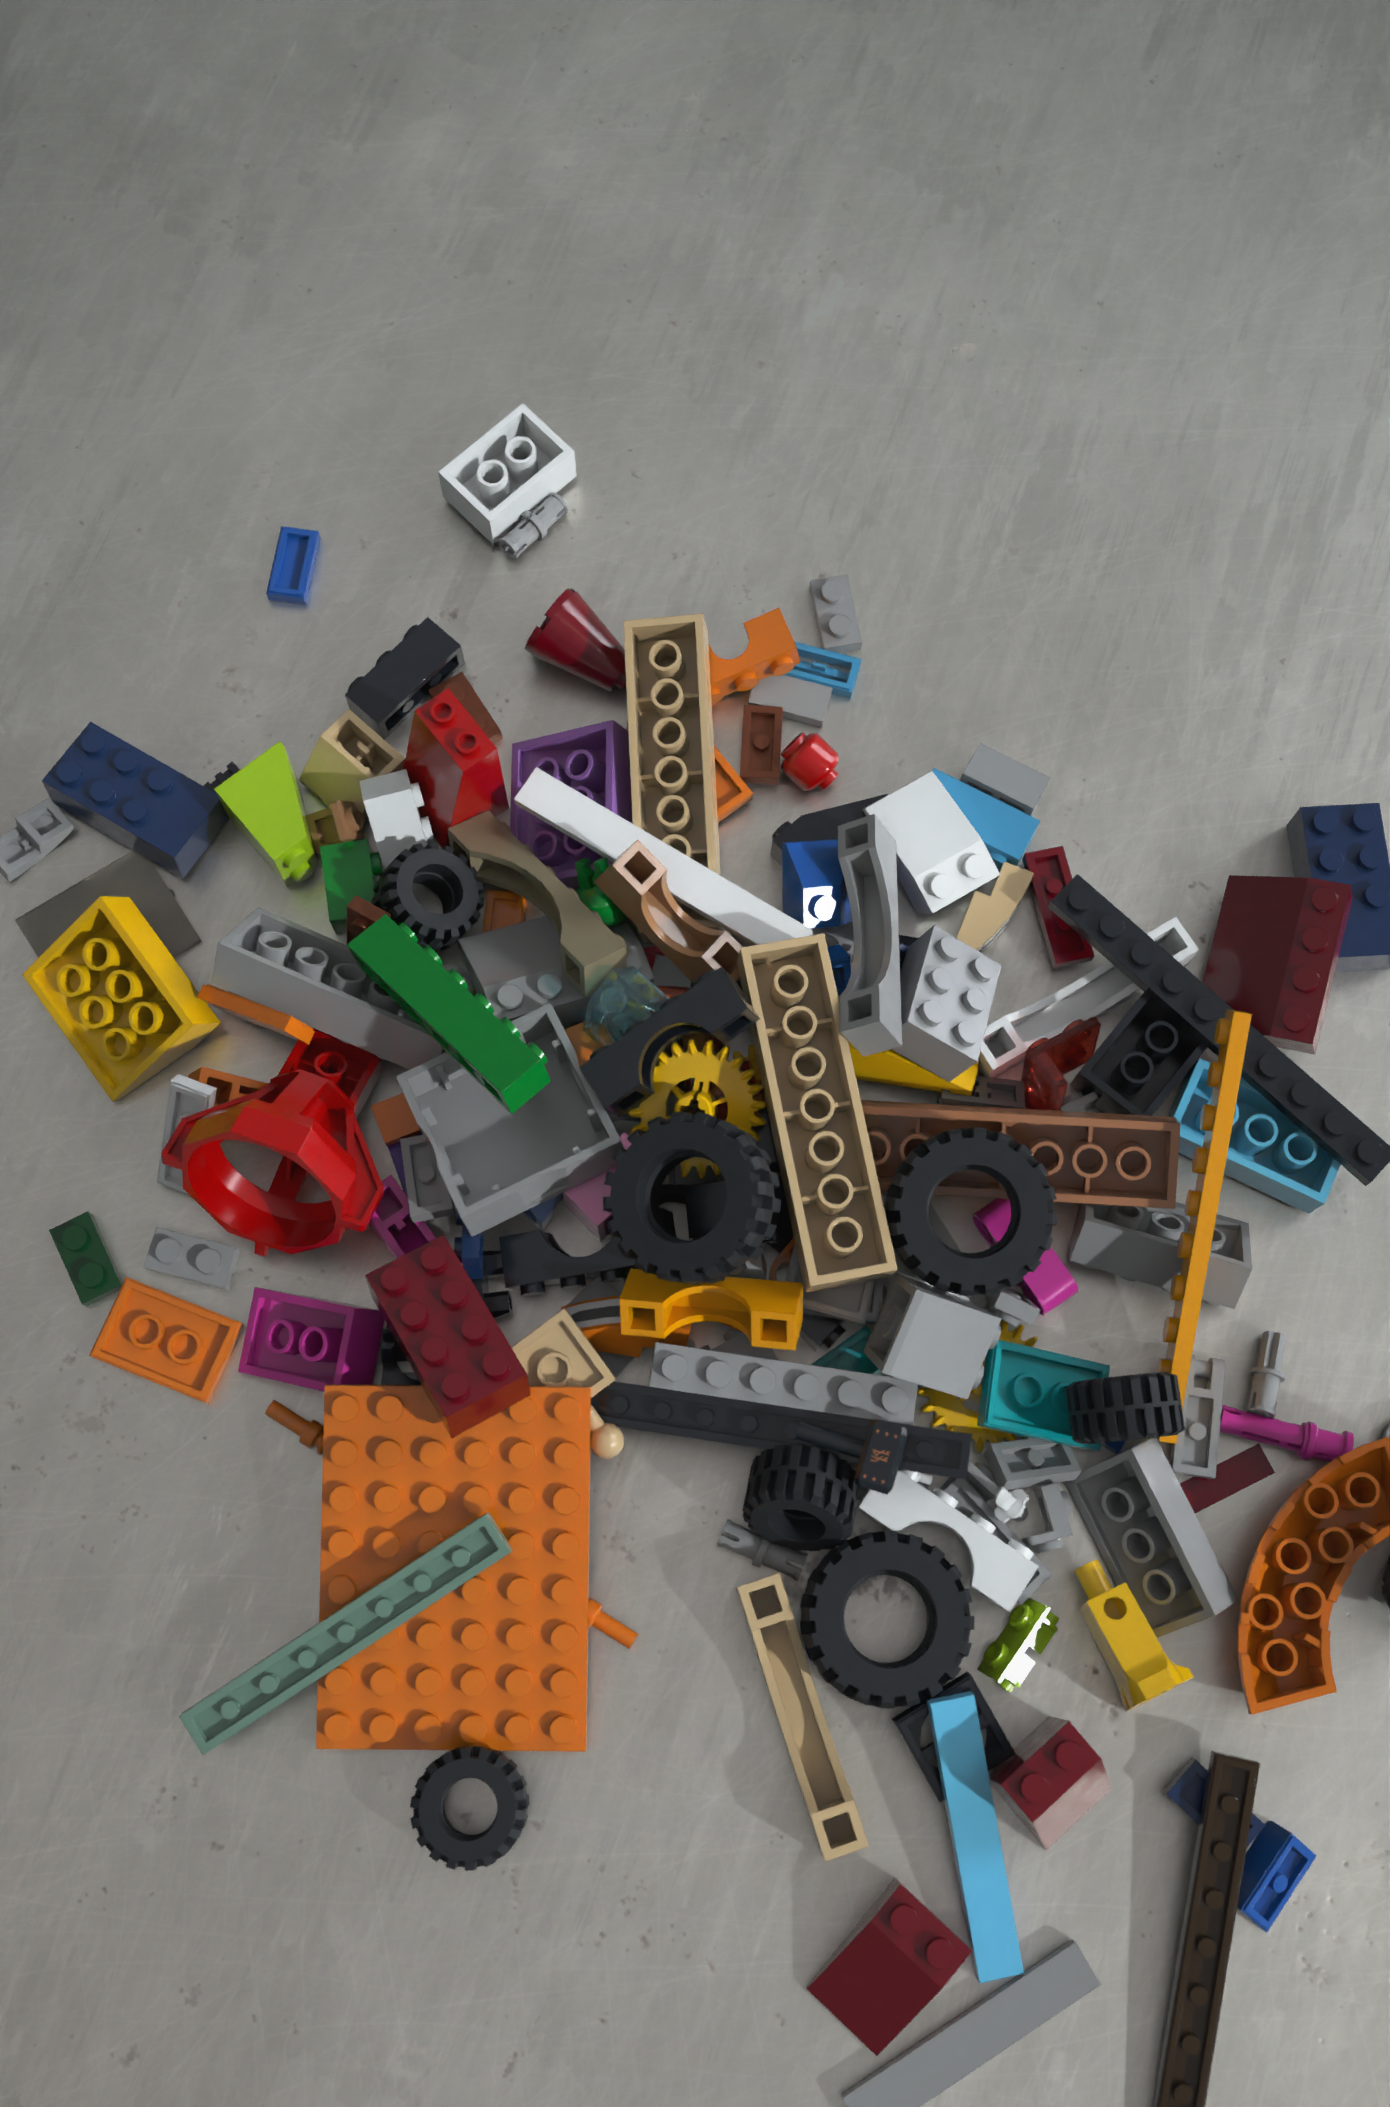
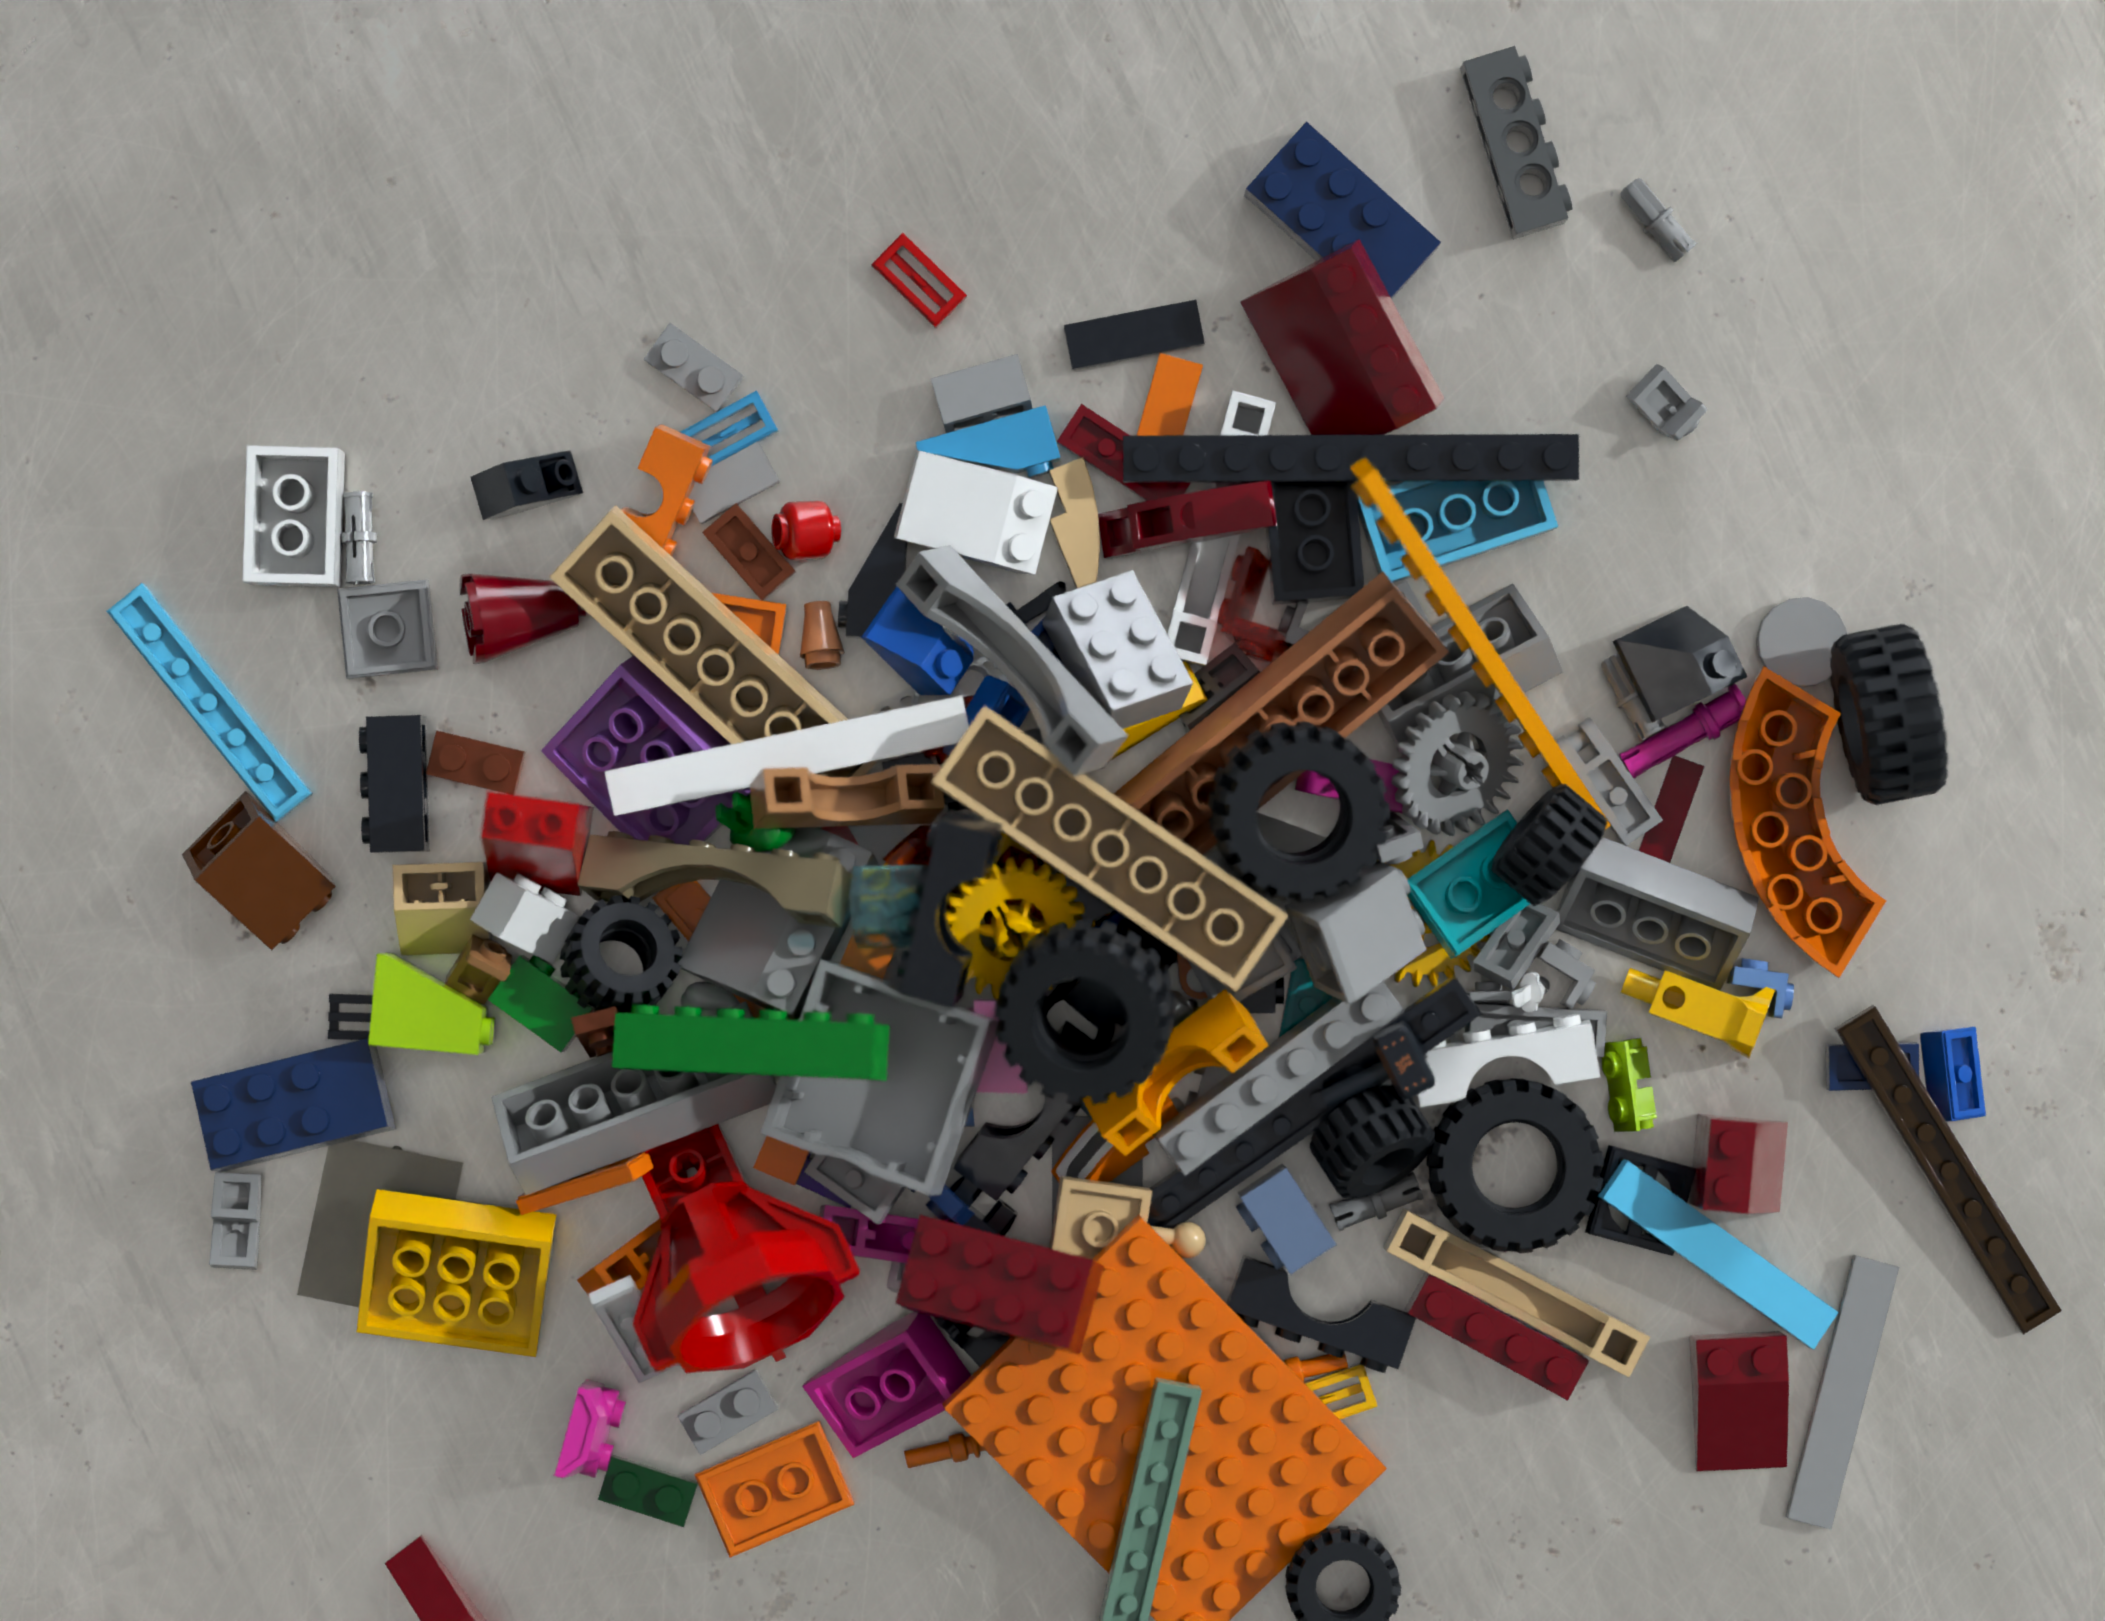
camera: 45 degrees left, 15 degrees up
(88, 1174) = (588, 1430): none -> dark pink slope
(267, 650) = (258, 872): none -> reddish brown slope
(293, 565) = (190, 772): blue tile -> none
(347, 539) = (209, 702): none -> medium azure tile
(495, 592) = (387, 629): none -> light grey tile
(626, 1674) = (1340, 1375): none -> yellow tile
(664, 581) = (526, 484): none -> black slope
(670, 1642) = (1374, 1332): none -> black arch
(687, 1493) = (1285, 1219): none -> sand blue brick
(752, 836) = (820, 638): none -> nougat cone
(757, 1733) = (1496, 1335): none -> dark red brick
(1027, 719) = (946, 308): none -> red tile
(1070, 967) = (1187, 518): none -> dark red slope
(1114, 1316) = (1474, 772): none -> light grey gear
(1133, 891) = (1170, 397): none -> orange tile
(1135, 840) = (1134, 335): none -> black tile
(1186, 1652) = (1756, 974): none -> medium blue bracket
(1325, 1381) = (1678, 661): none -> black slope

